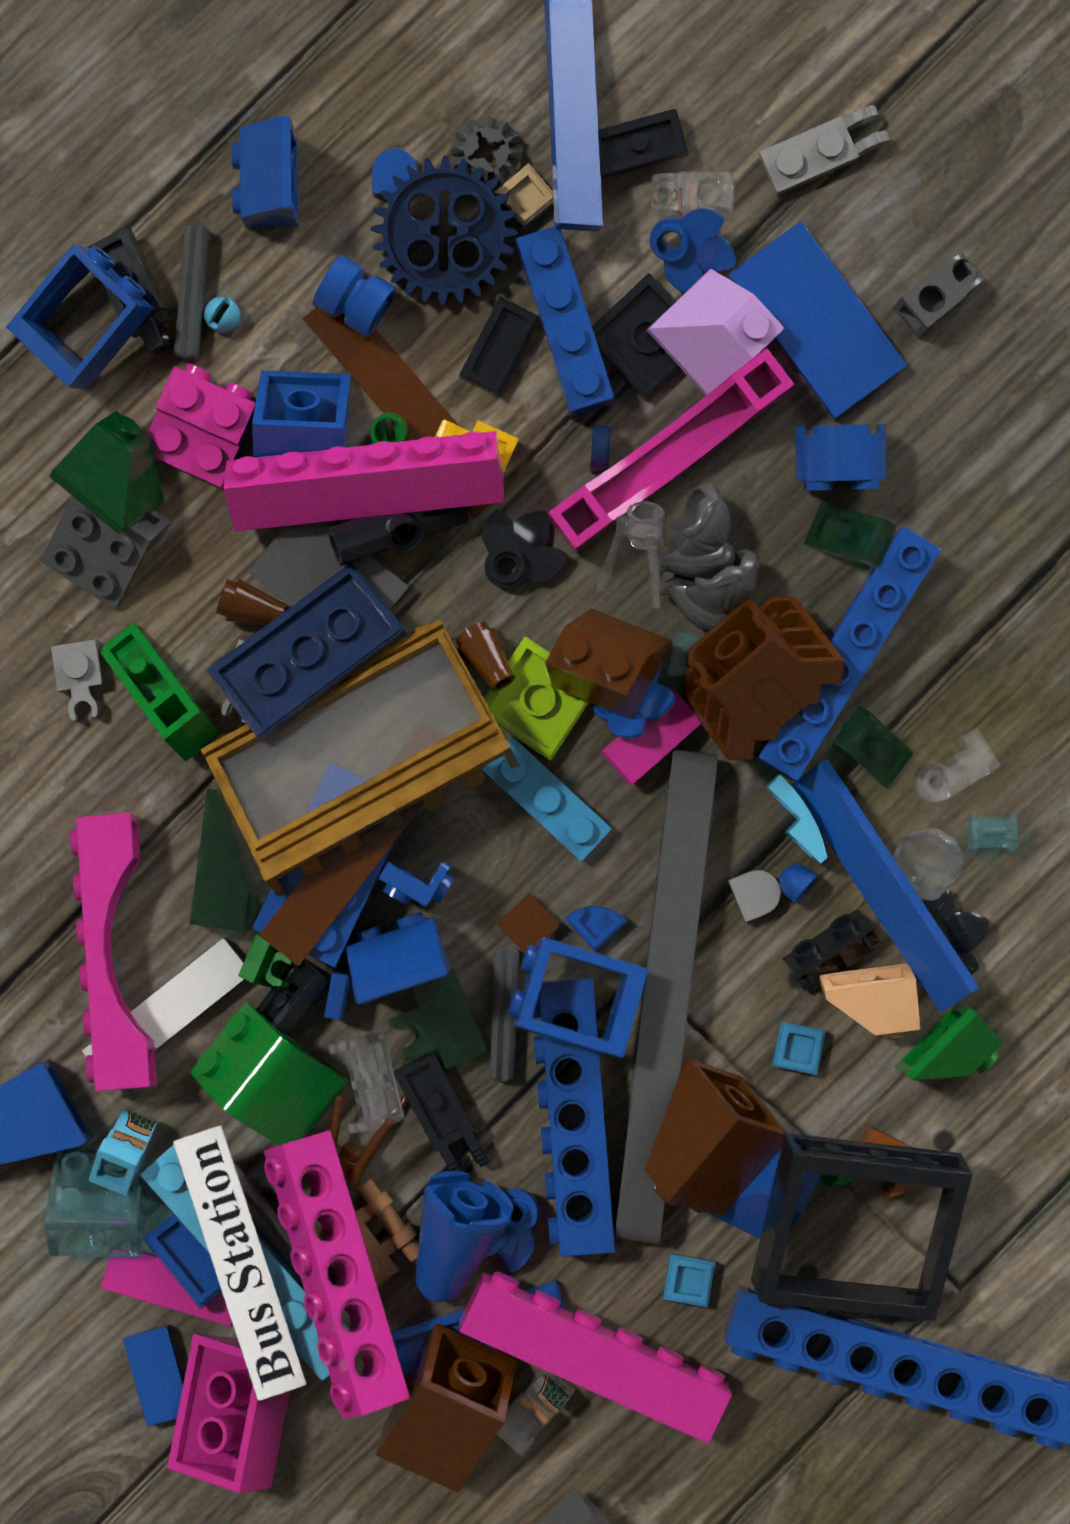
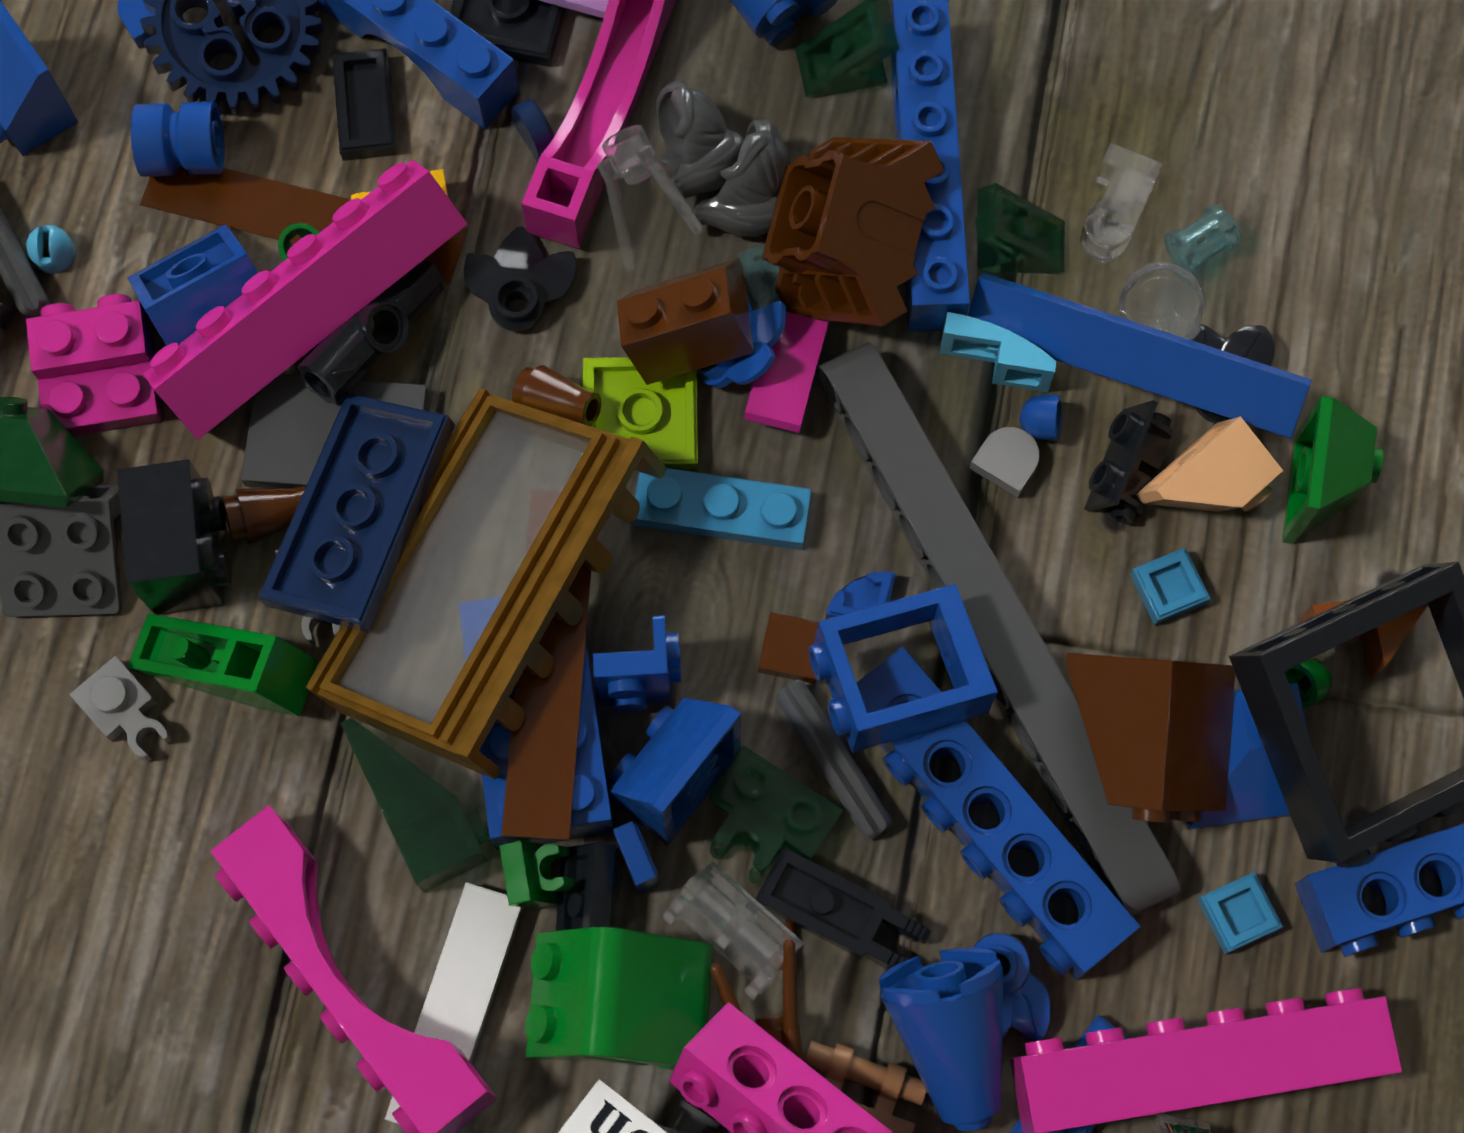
camera: 30 degrees left, 15 degrees down
(177, 591) = (172, 537): none -> black brick

